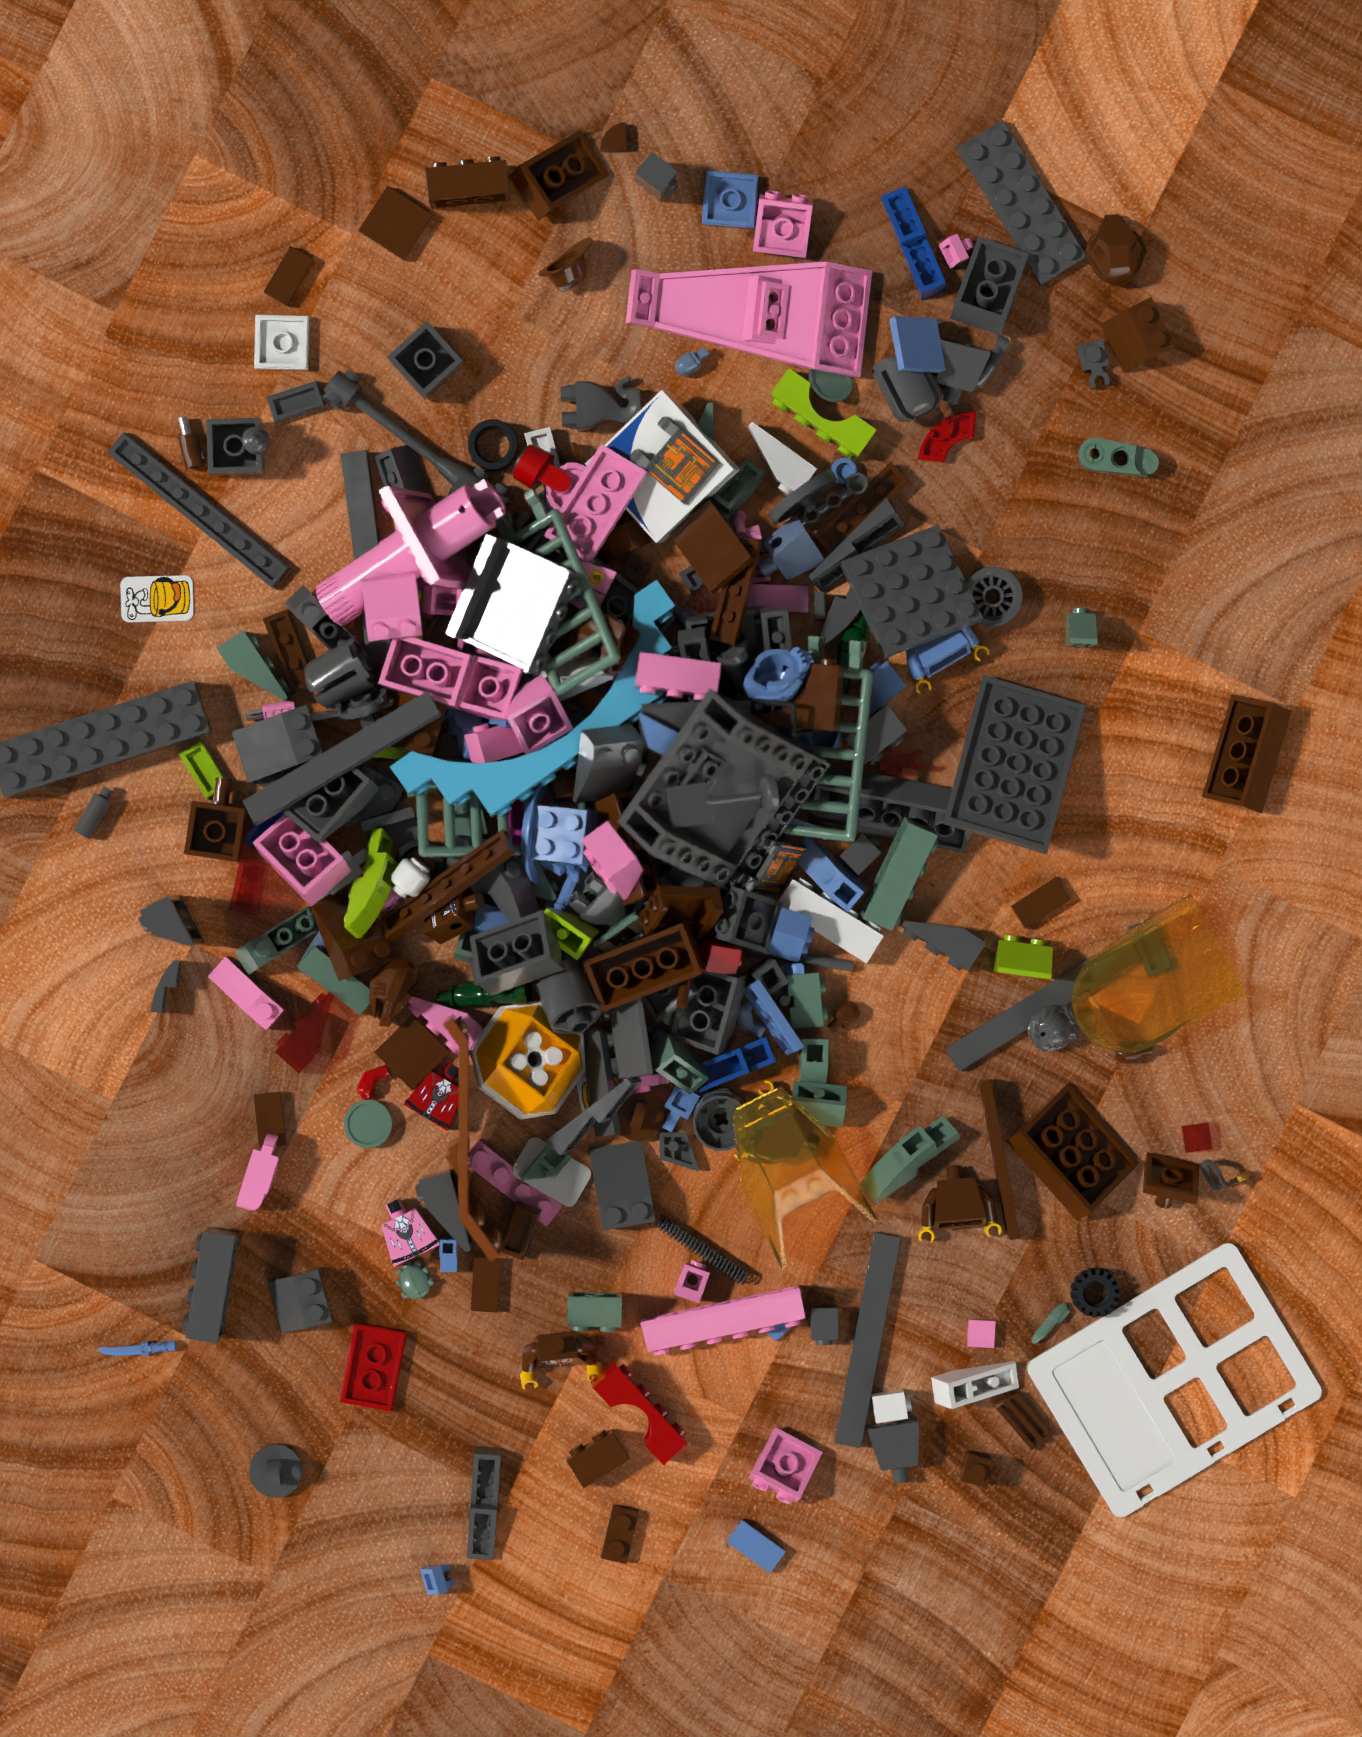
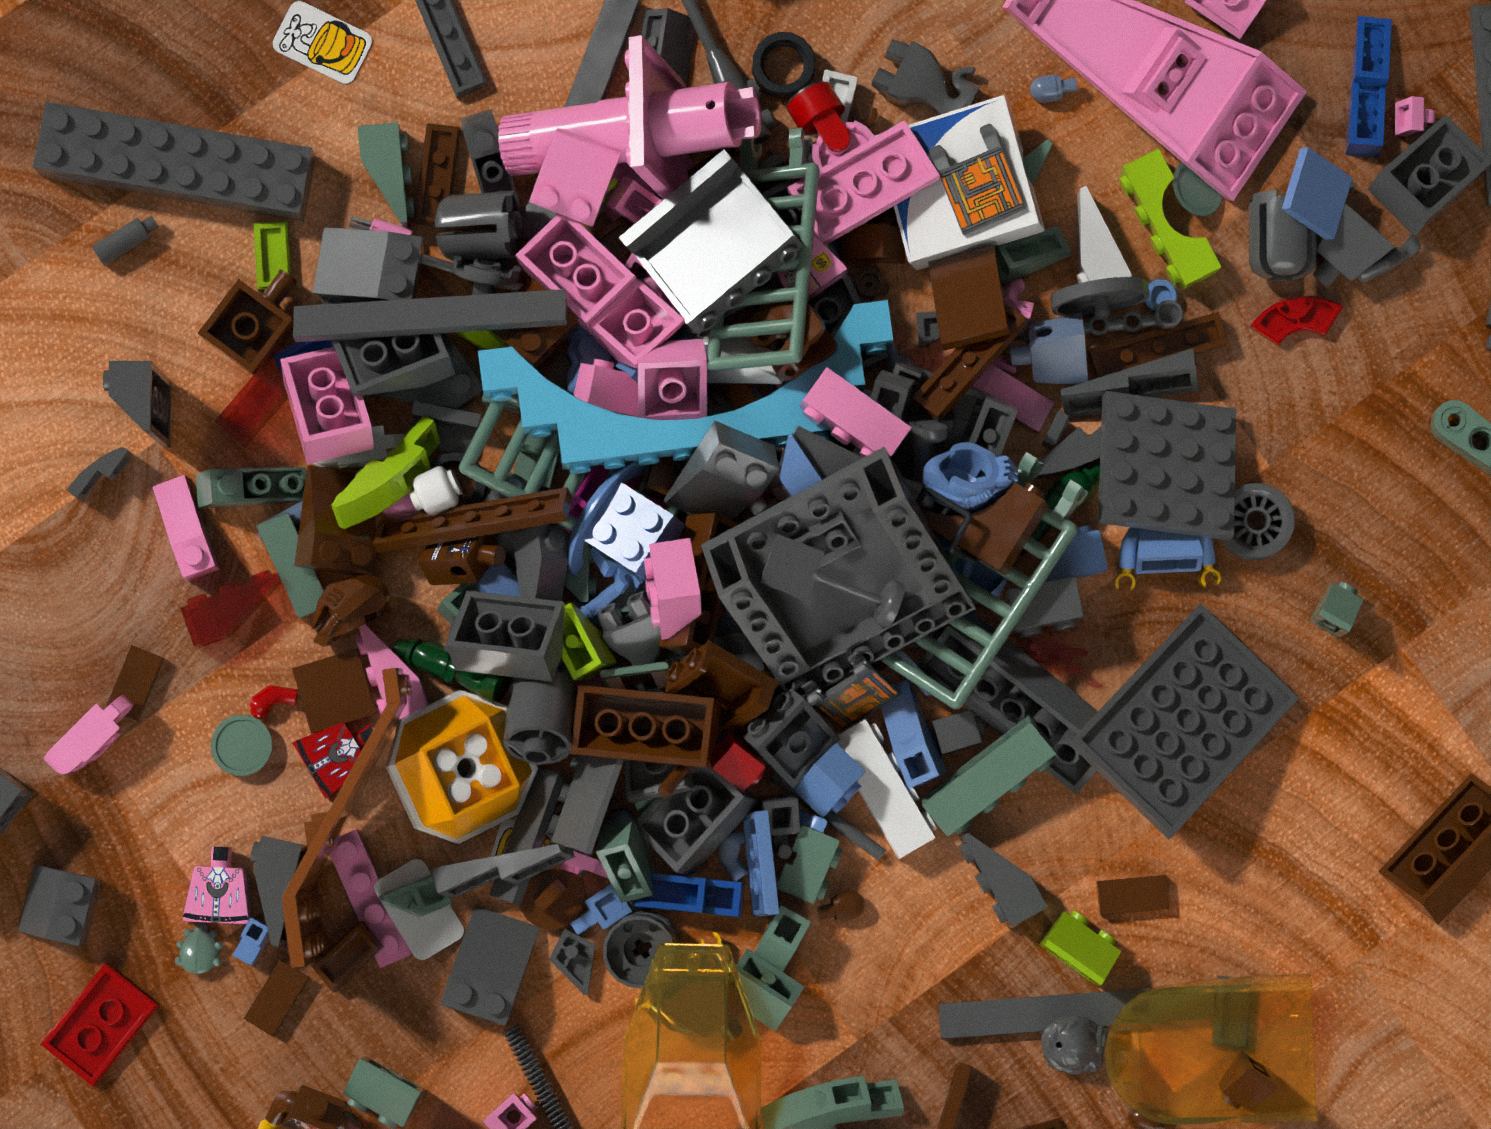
camera: 25 degrees right, 5 degrees down
(1185, 992) = (1246, 1083): none -> reddish brown slope

